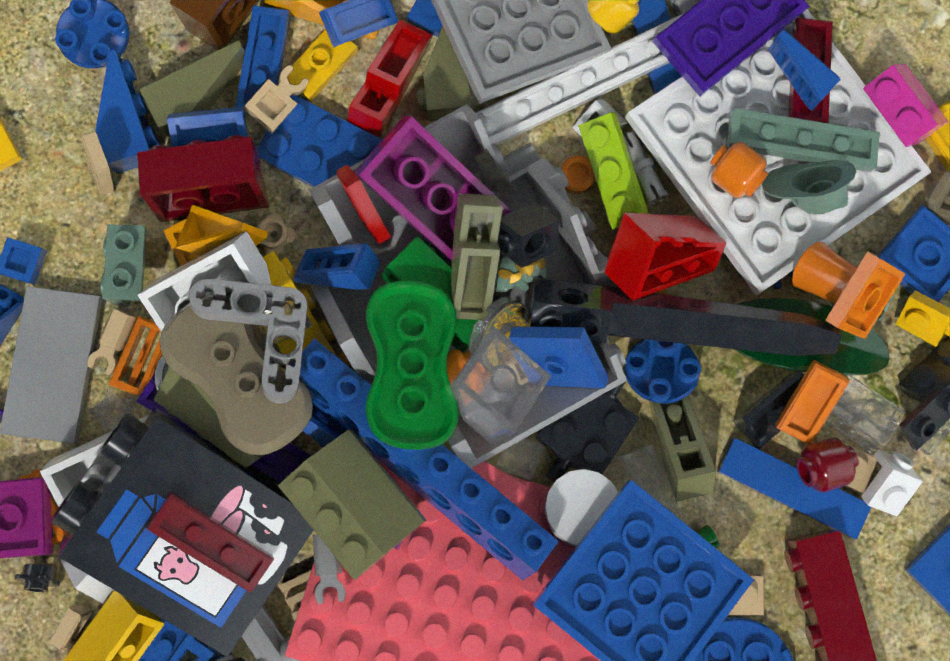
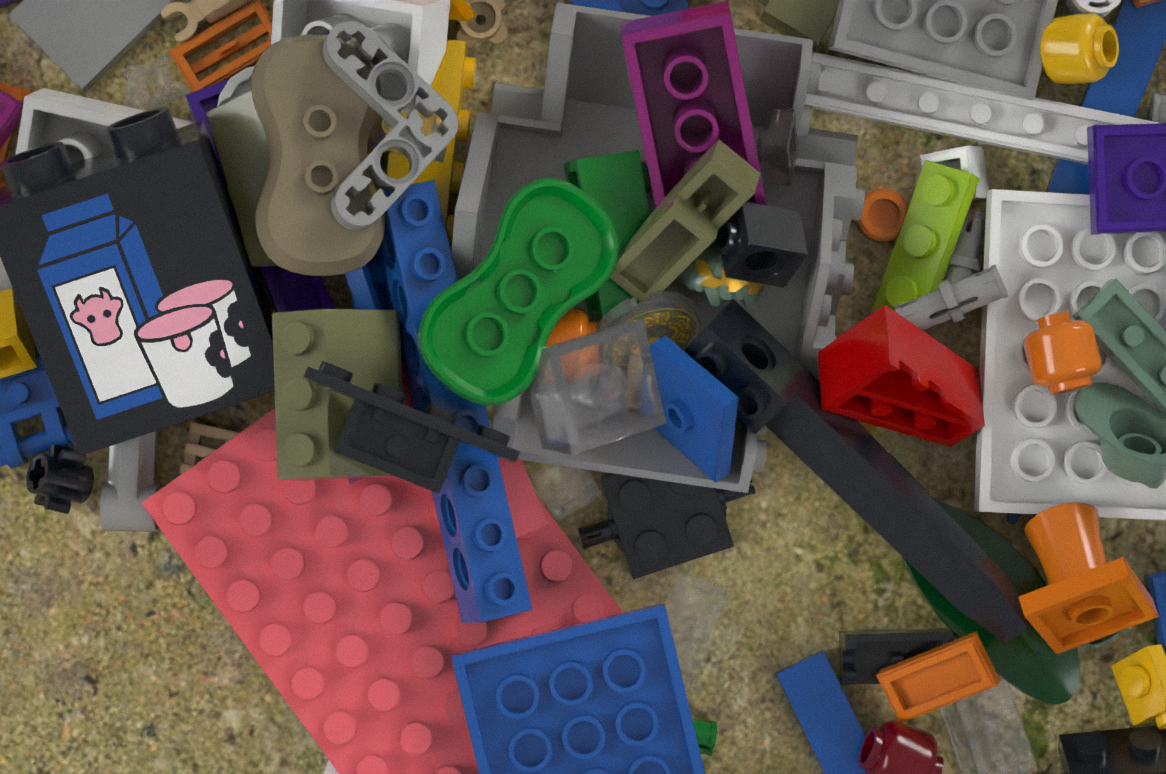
camera: 40 degrees right, 5 degrees up
(210, 542) = (154, 319): dark red tile -> none
(327, 568) = (258, 445): light grey bar -> none
(357, 275) = (536, 142): blue slope -> none
(362, 204) = (605, 66): red tile -> none
(407, 500) = (401, 438): none -> black bracket
(577, 503) = (587, 585): white tile -> none
(657, 184) = (954, 299): none -> light grey pin
(662, 370) = (800, 514): blue dish -> none
(683, 449) = (761, 604): olive slope -> none

